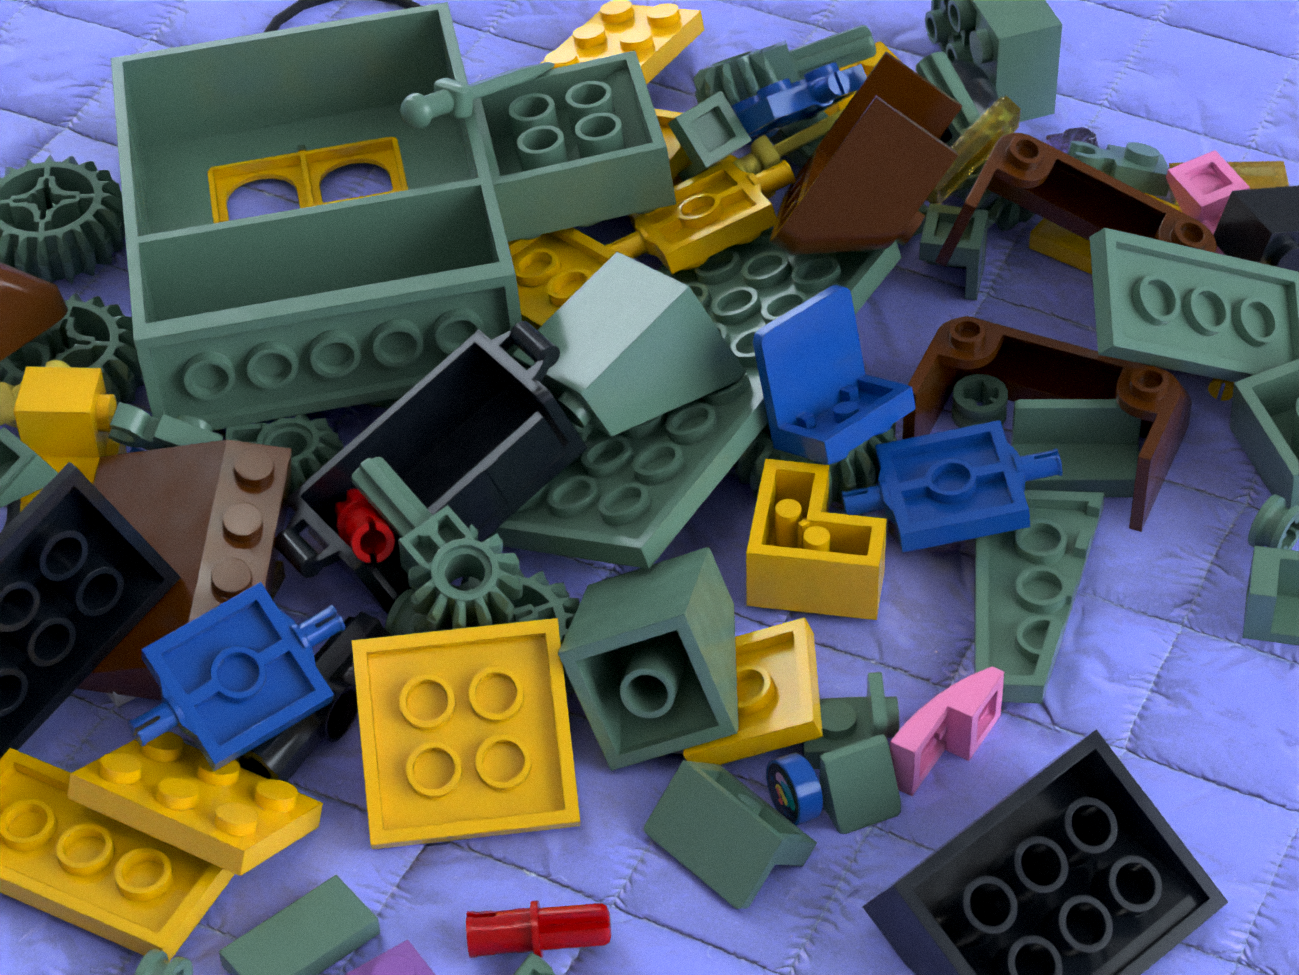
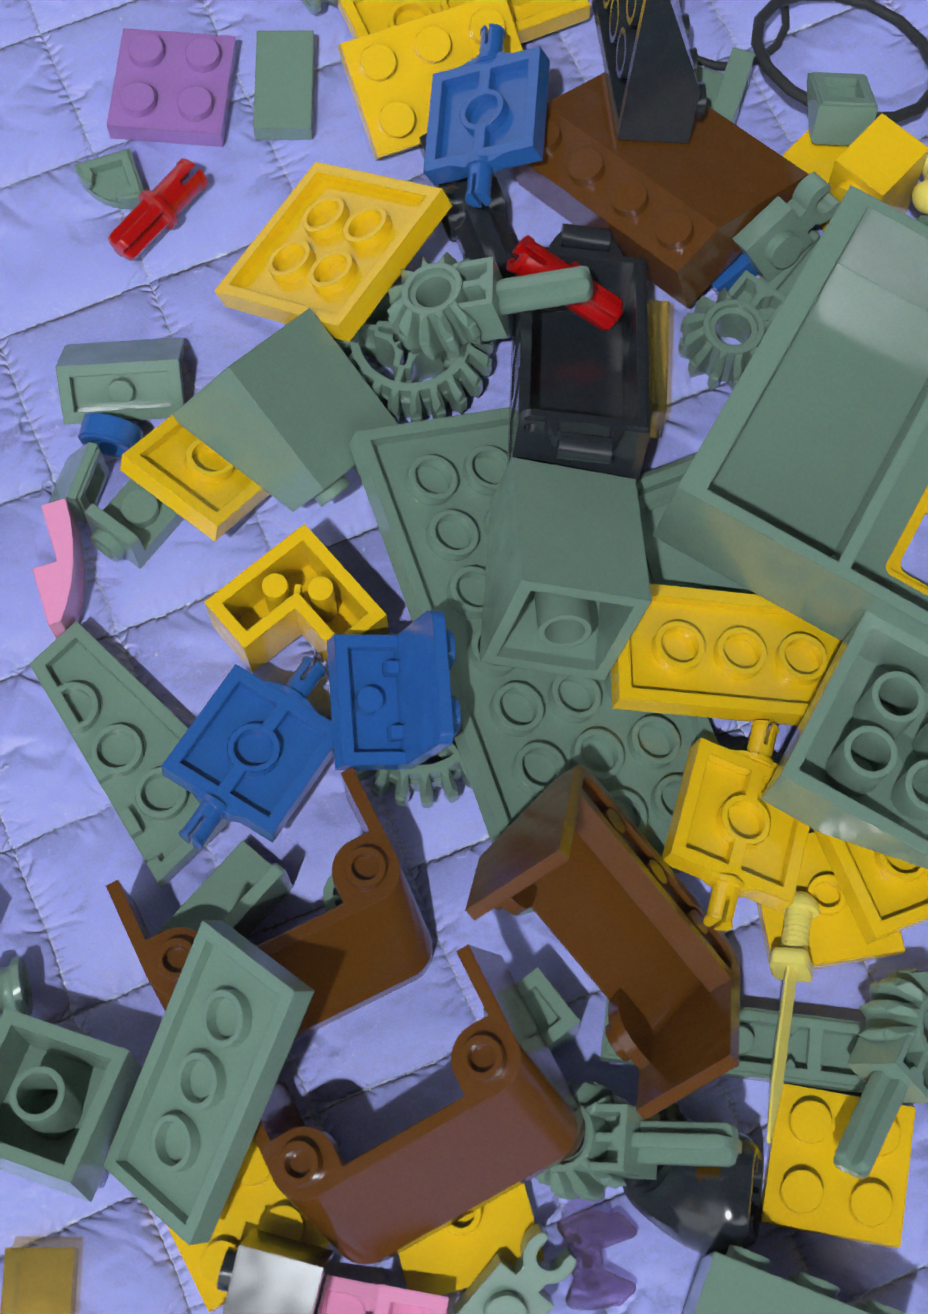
camera: 130 degrees right, 25 degrees up
(708, 134) = (819, 888): sand green panel -> none
(792, 102) = (796, 991): blue plate -> none
(977, 146) = (582, 1080): clear yellow tile -> none

